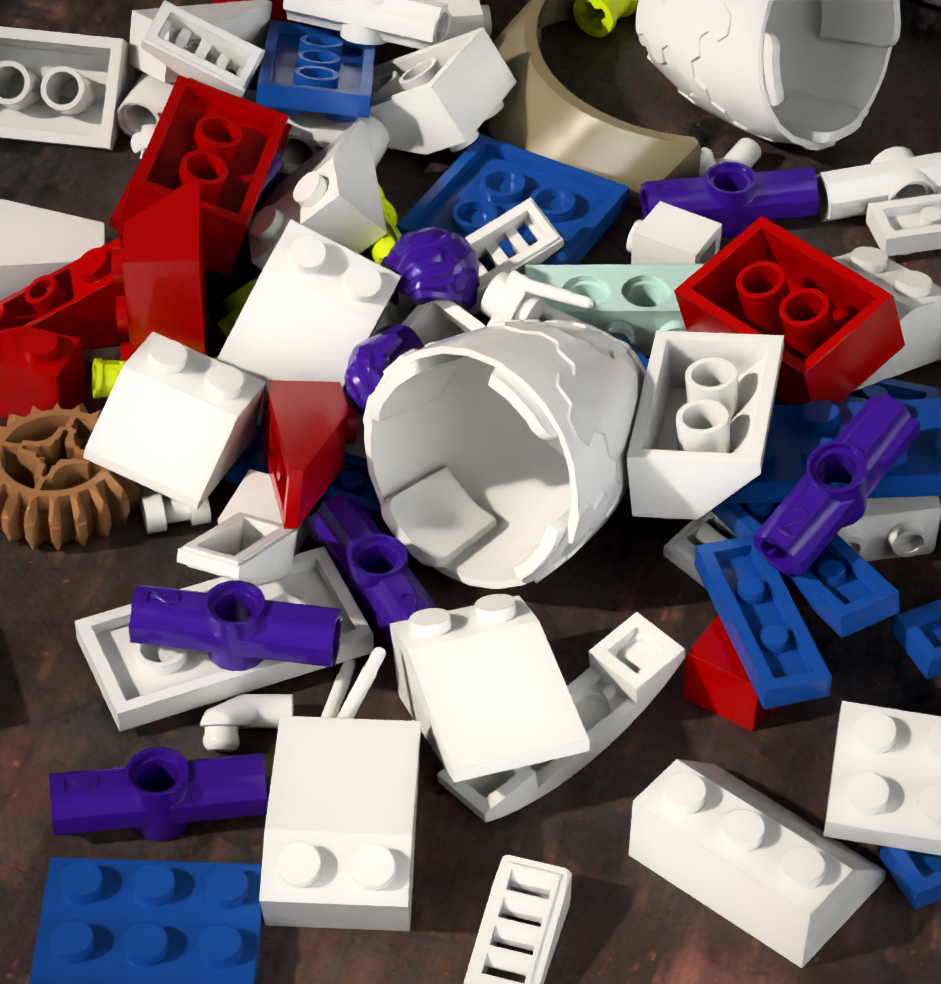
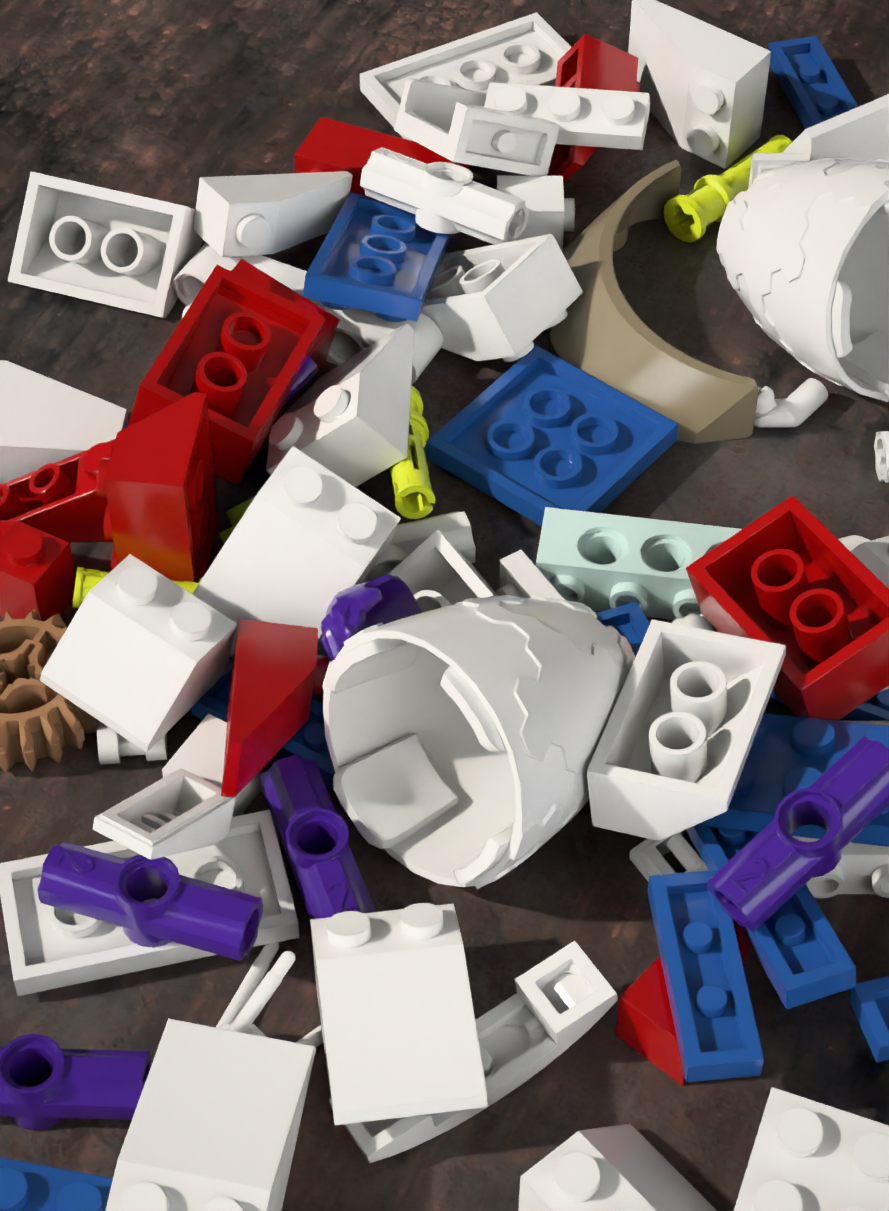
camera: 10 degrees right, 5 degrees up
(226, 47) = (270, 218): white slope -> none
(242, 712) = (147, 991): white arm -> none
(434, 267) = (441, 508): dark purple hair -> none
(505, 227) = (510, 473): white slope -> none
(518, 297) = (525, 559): white plant -> none
(673, 237) = (711, 493): white brick -> none
(737, 195) = (781, 449): dark purple piece -> none

